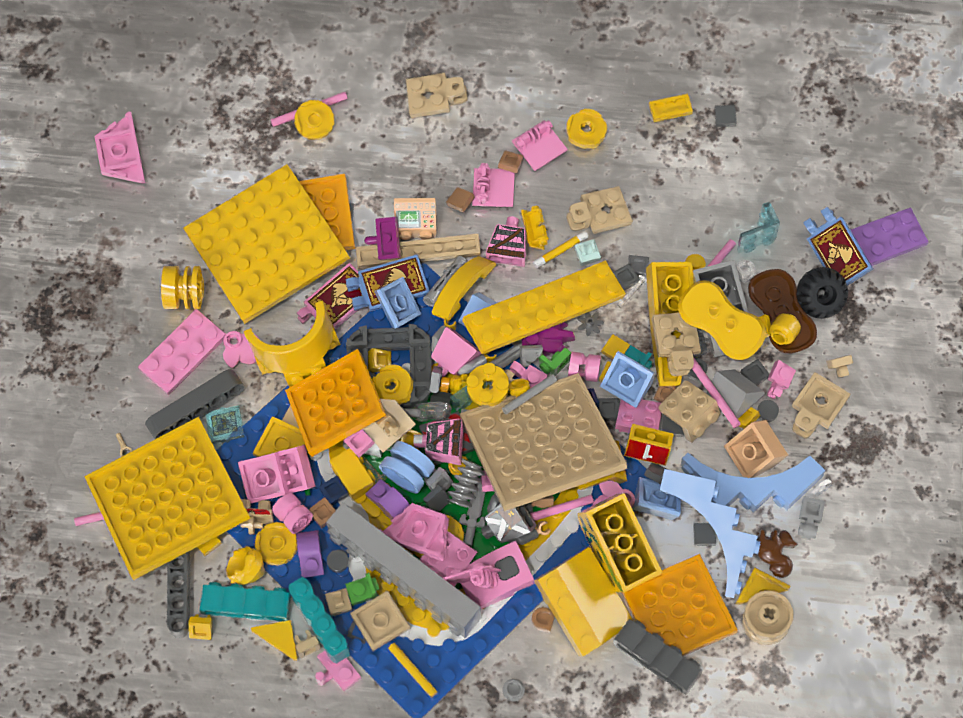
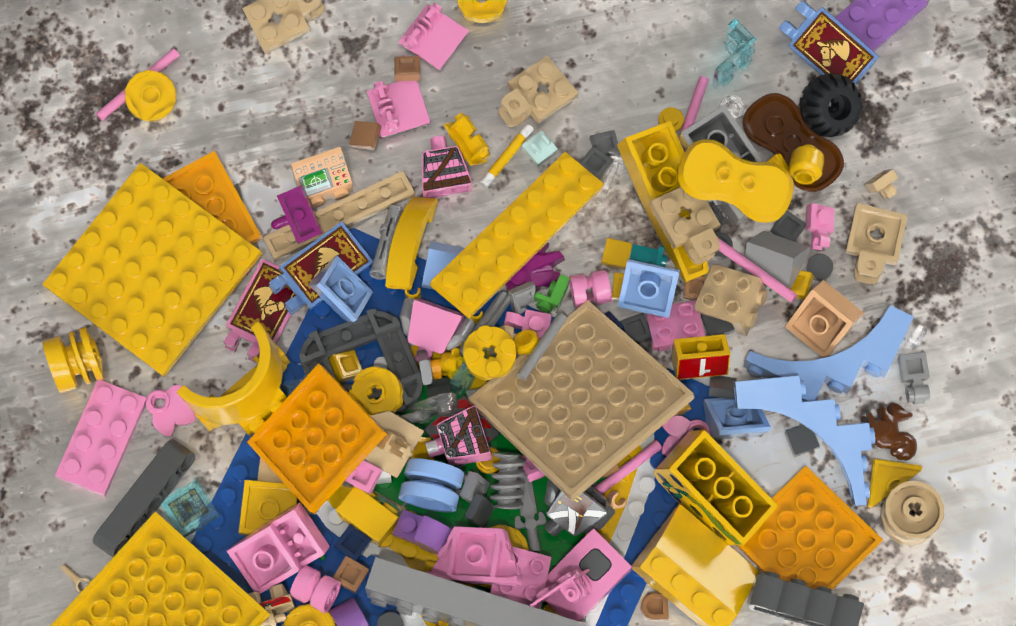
camera: 25 degrees left, 5 degrees up
(590, 326) = (575, 237): flat silver plant -> none

